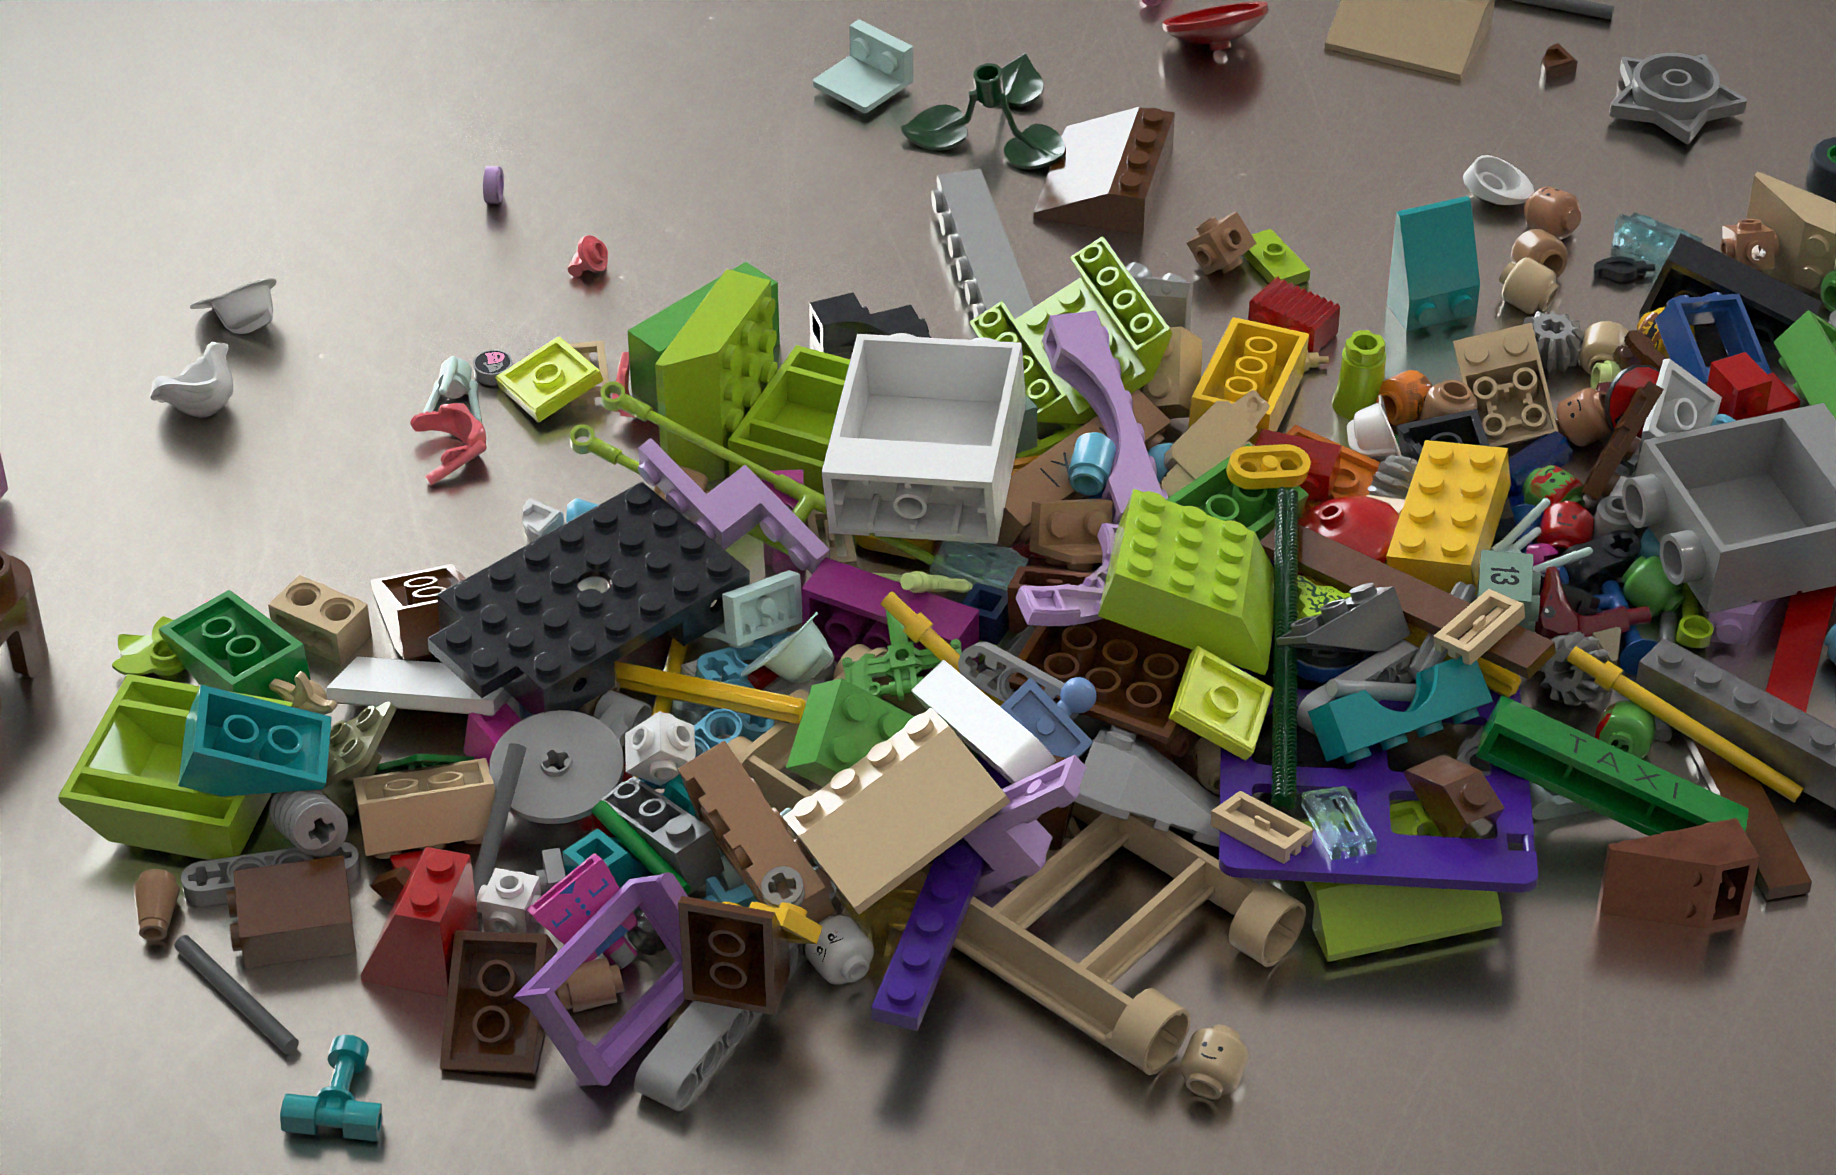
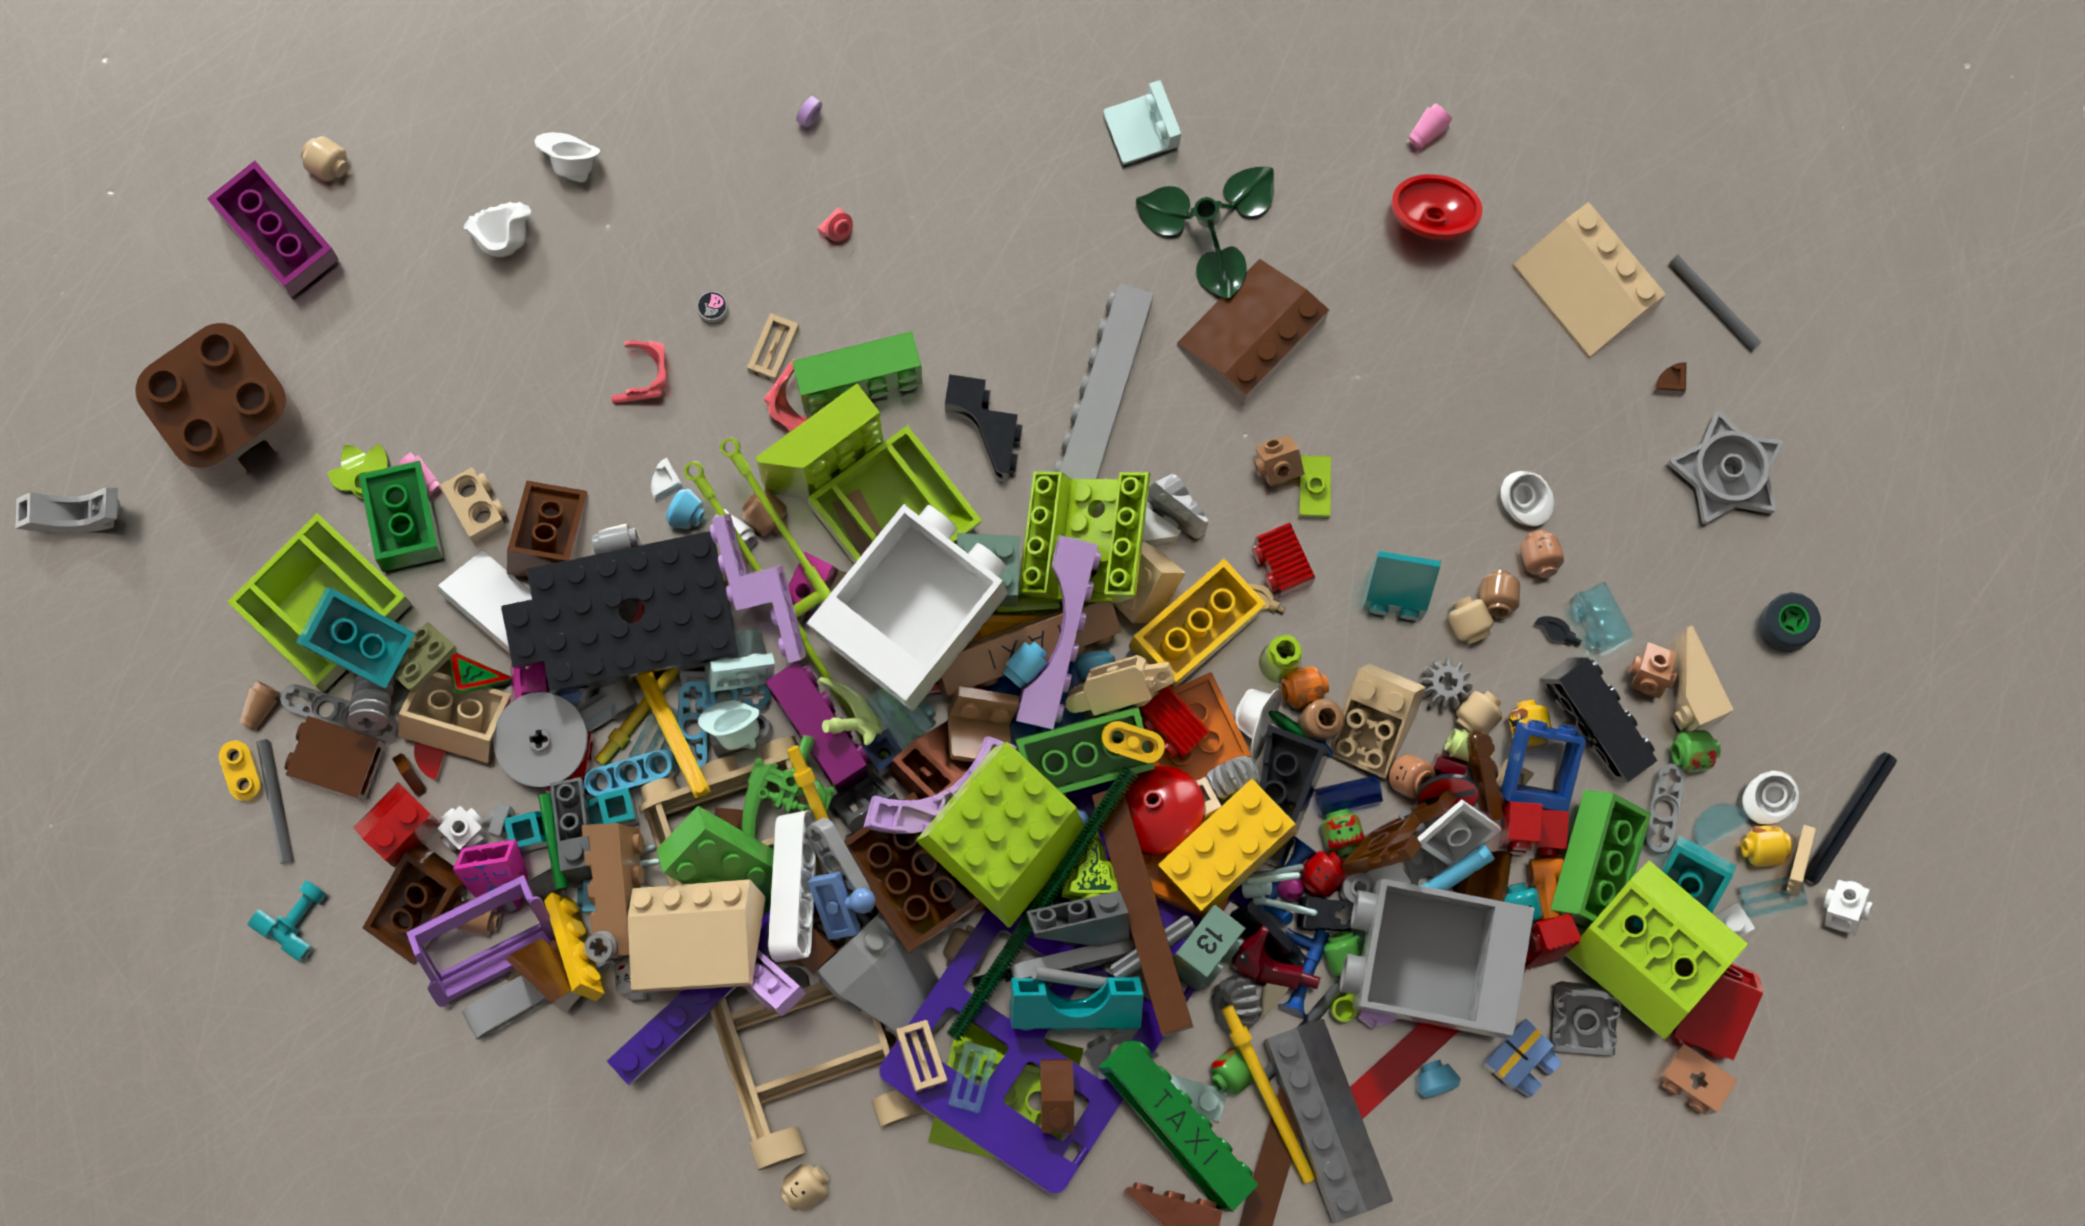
camera: 25 degrees right, 35 degrees up
(162, 978) = (241, 769): none -> yellow plate
(305, 695) = (423, 582): tan animal -> none
(453, 383) = (674, 312): light aqua plant -> none
(498, 817) = (479, 767): dark grey bar -> none
(549, 379) = (739, 346): neon yellow tile -> none
(659, 748) = (599, 775): white brick -> none
(1221, 703) = (963, 939): neon yellow tile -> none
(1485, 630) = (1159, 994): tan tile -> none

